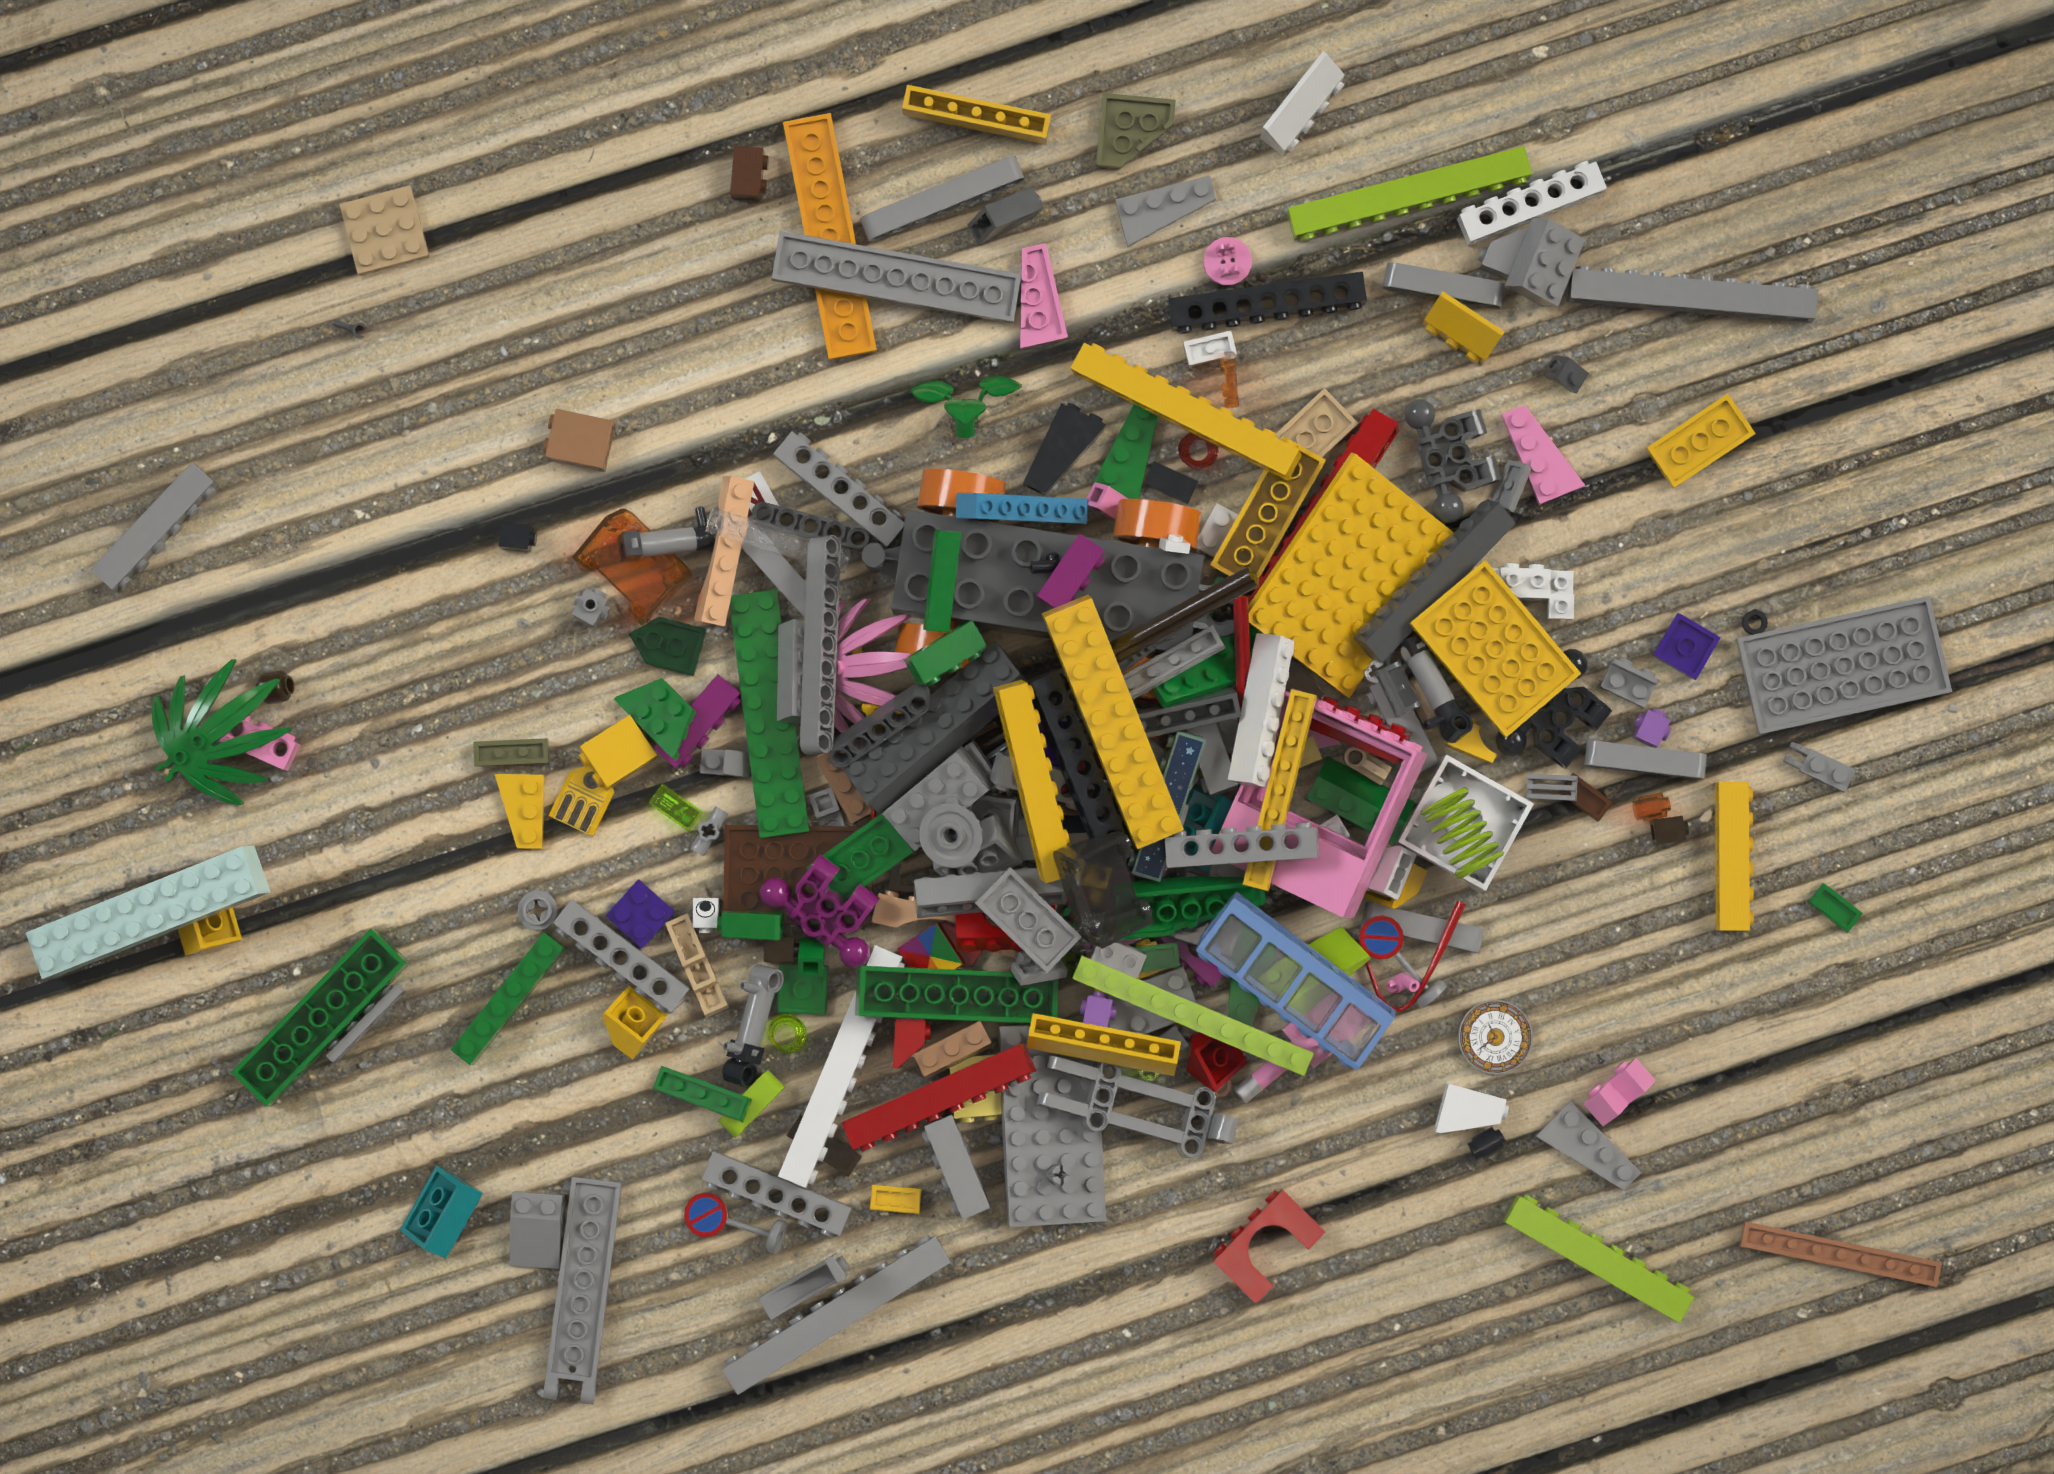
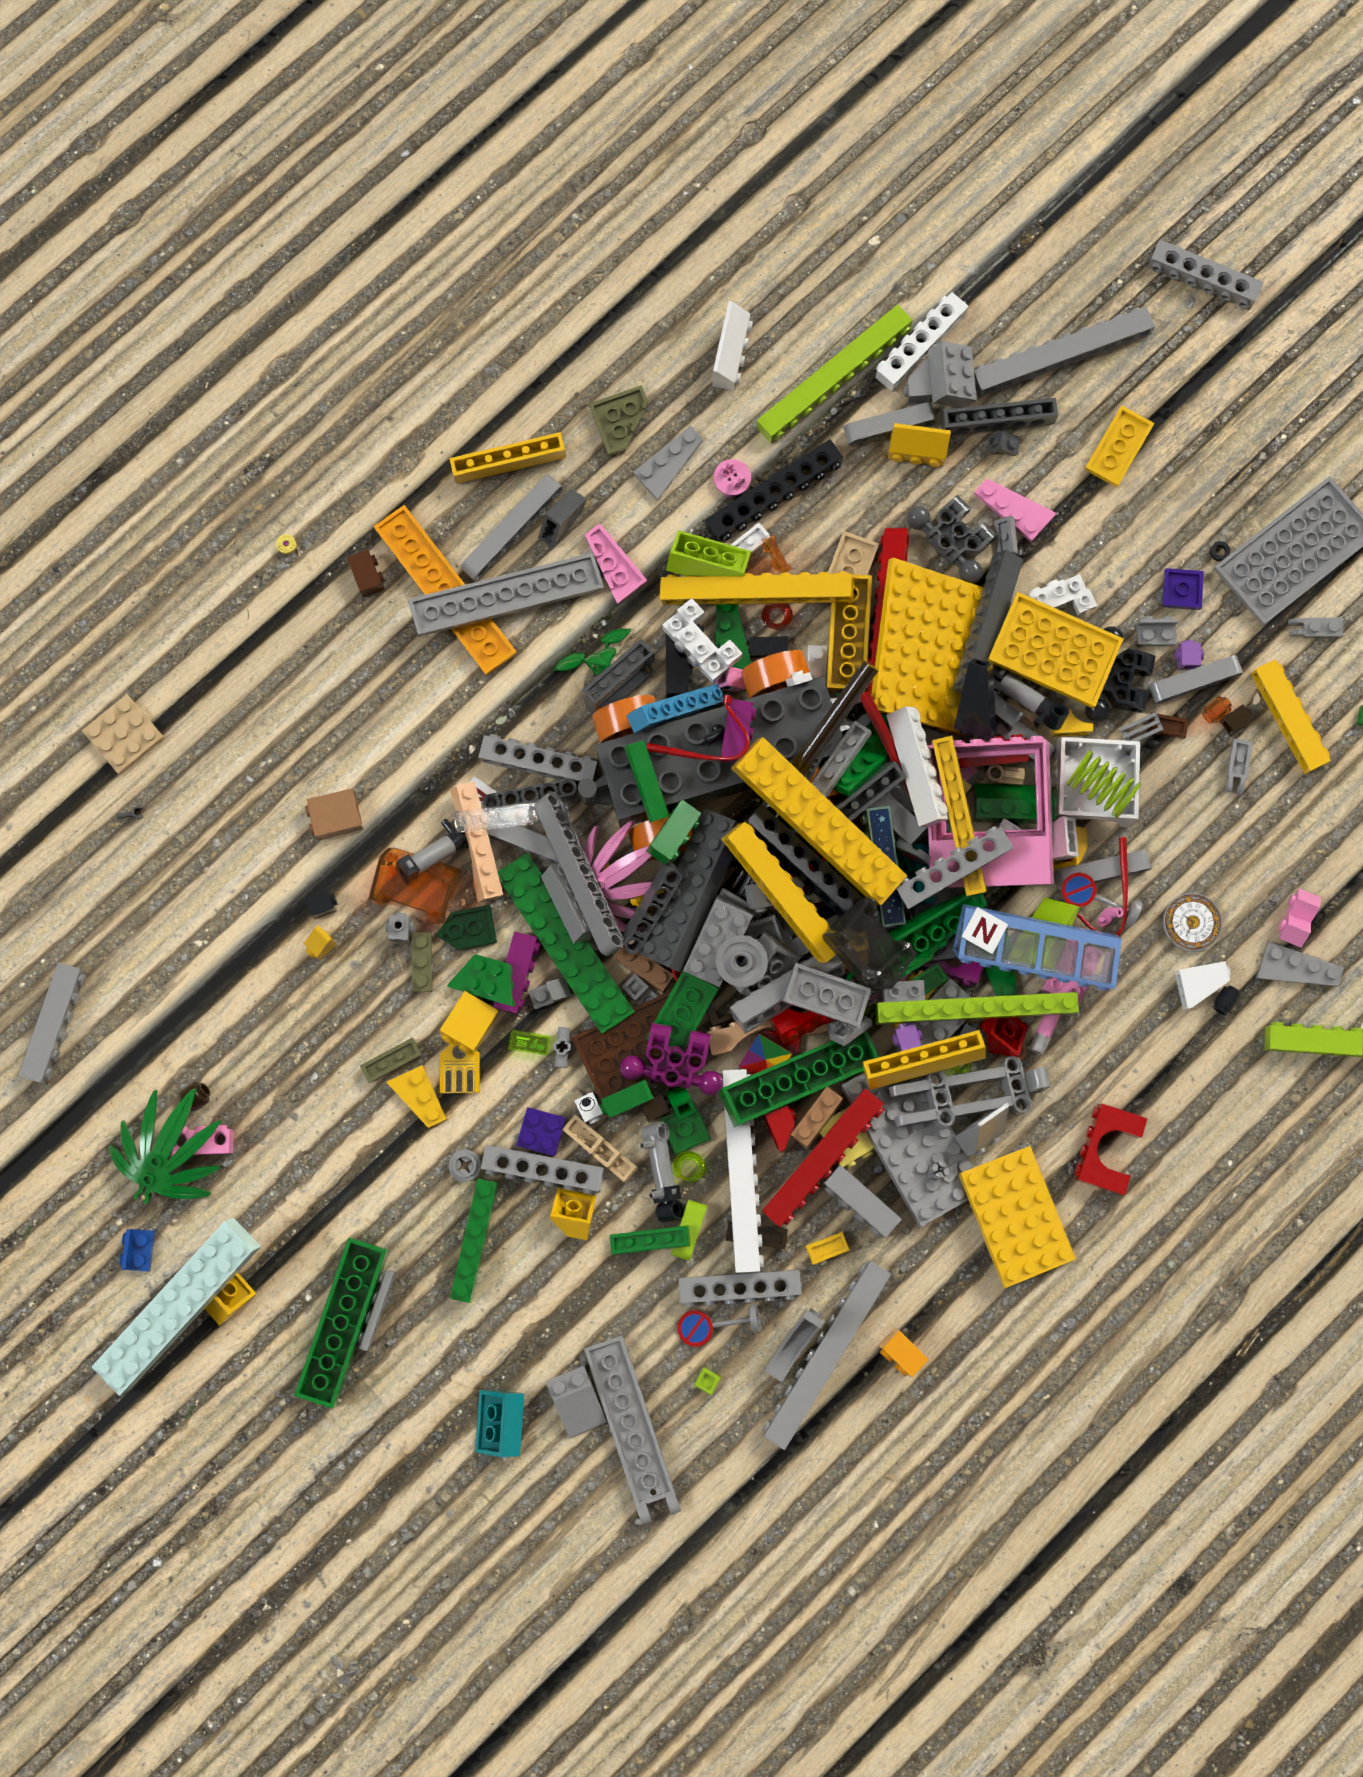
camera: 30 degrees left, 5 degrees down
(133, 827) = (137, 1250): none -> blue bracket
(493, 581) = (319, 943): none -> yellow slope
(598, 657) = (422, 962): none -> olive plate
(673, 94) = (286, 544): none -> light yellow tile
(691, 1278) = (707, 1381): none -> lime tile
(920, 1355) = (903, 1353): none -> light orange brick
(974, 442) = (620, 677): none -> dark grey window
(994, 567) = (682, 753): none -> red piece
(1083, 444) = (697, 646): none -> white bracket
(1124, 1268) = (1016, 1216): none -> yellow plate
(1132, 1156) = (983, 1131): none -> light grey slope
(1147, 344) = (705, 557): none -> lime slope
(1207, 804) = (907, 851): none -> dark grey tile
(1241, 933) = (984, 930): none -> white sticker
(1370, 667) = (977, 702): none -> black slope
(1575, 339) = (1000, 416): none -> dark grey brick
(1643, 882) = (1238, 764): none -> light grey hinge
(1910, 268) = (1214, 271): none -> light grey brick

